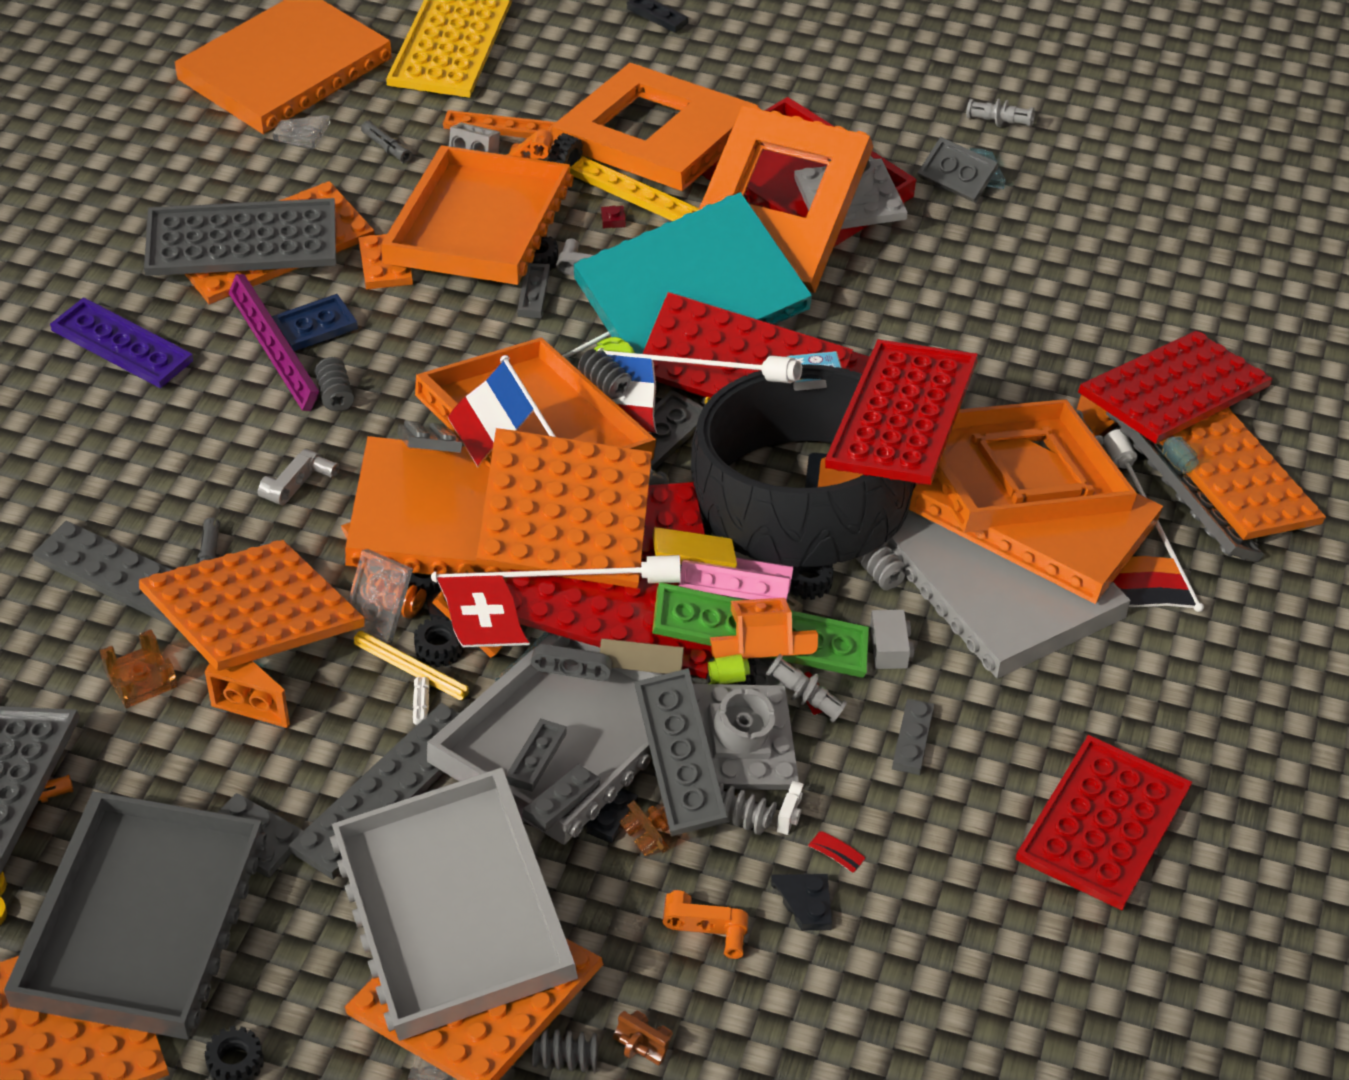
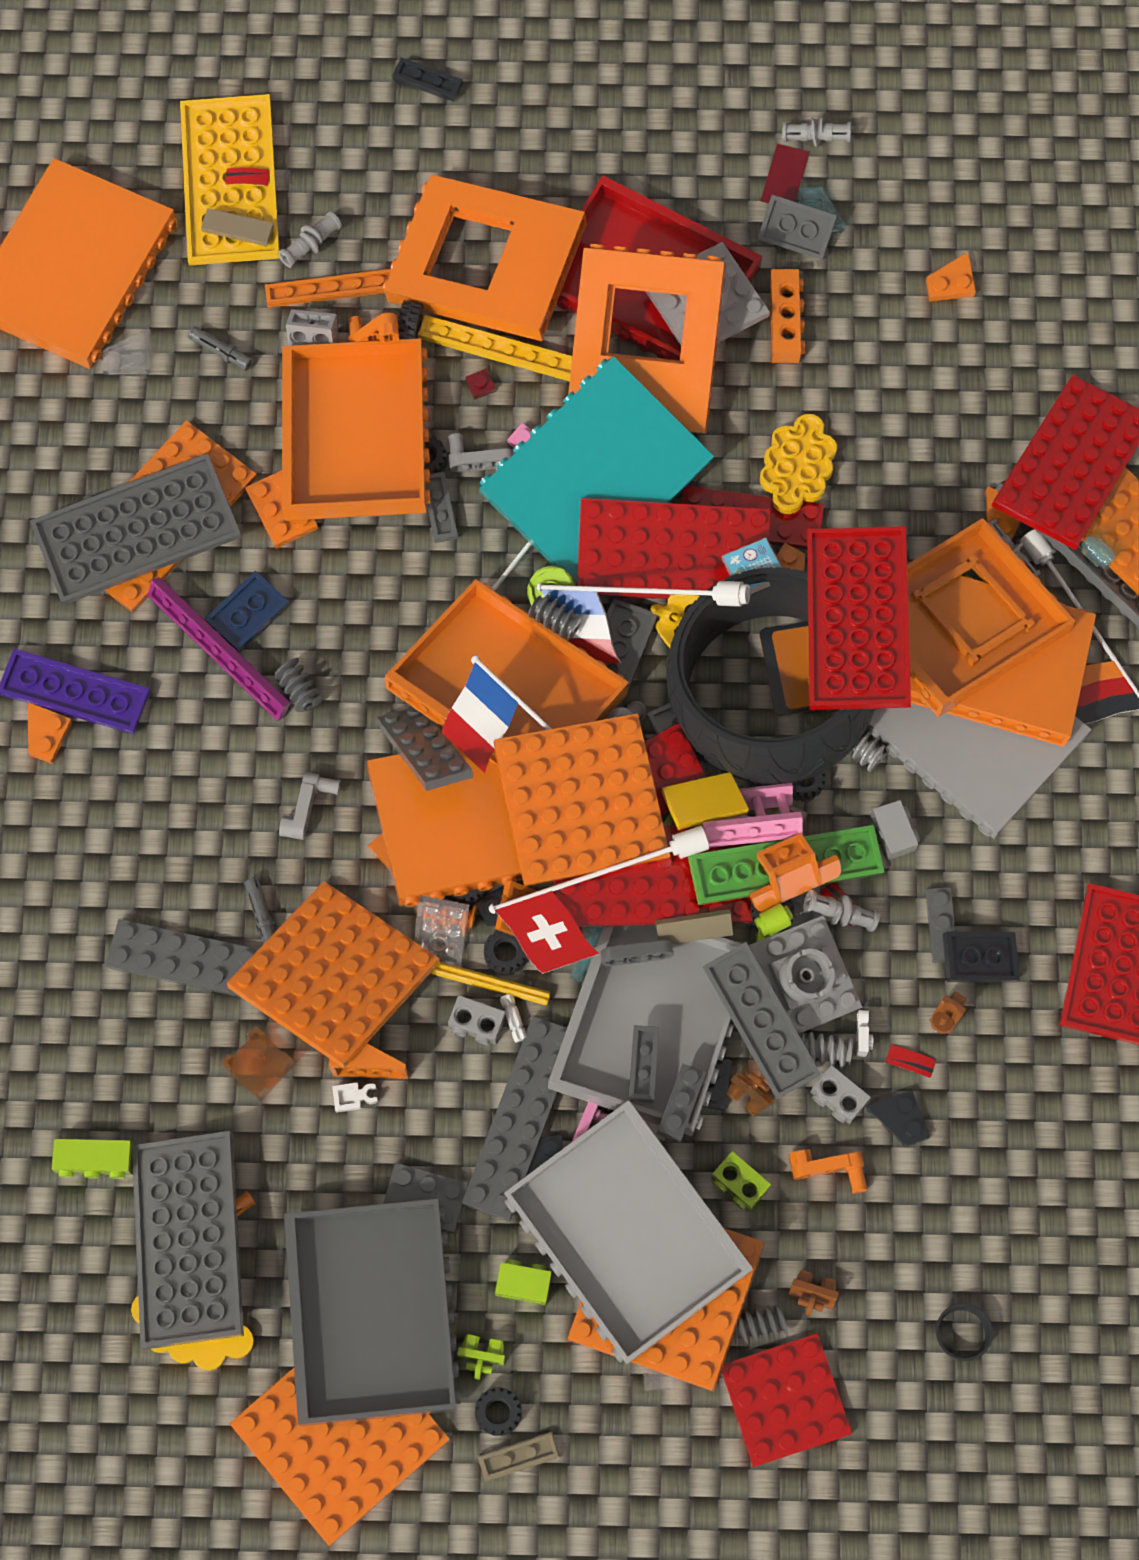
camera: 15 degrees left, 25 degrees up
(79, 368) = (45, 732): none -> orange wing
(219, 722) = (348, 1096): none -> white plate
(240, 999) = (470, 1351): none -> lime hips
(320, 938) = (523, 1282): none -> lime brick
(381, 690) = (479, 1014): none -> light grey brick
(441, 64) = (237, 227): none -> dark tan tile
(467, 35) = (247, 176): none -> red sticker
(502, 86) = (309, 239): none -> light grey piece
(606, 905) = (745, 1177): none -> lime brick
(748, 853) = (844, 1090): none -> light grey brick
(891, 806) = (948, 1013): none -> dark orange hips
(899, 324) = (798, 463): none -> yellow plate
(924, 229) = (786, 282): none -> orange brick
(946, 769) = (981, 957): none -> black plate
(966, 134) = (785, 173): none -> dark red sticker
(1096, 242) = (952, 281): none -> orange wing

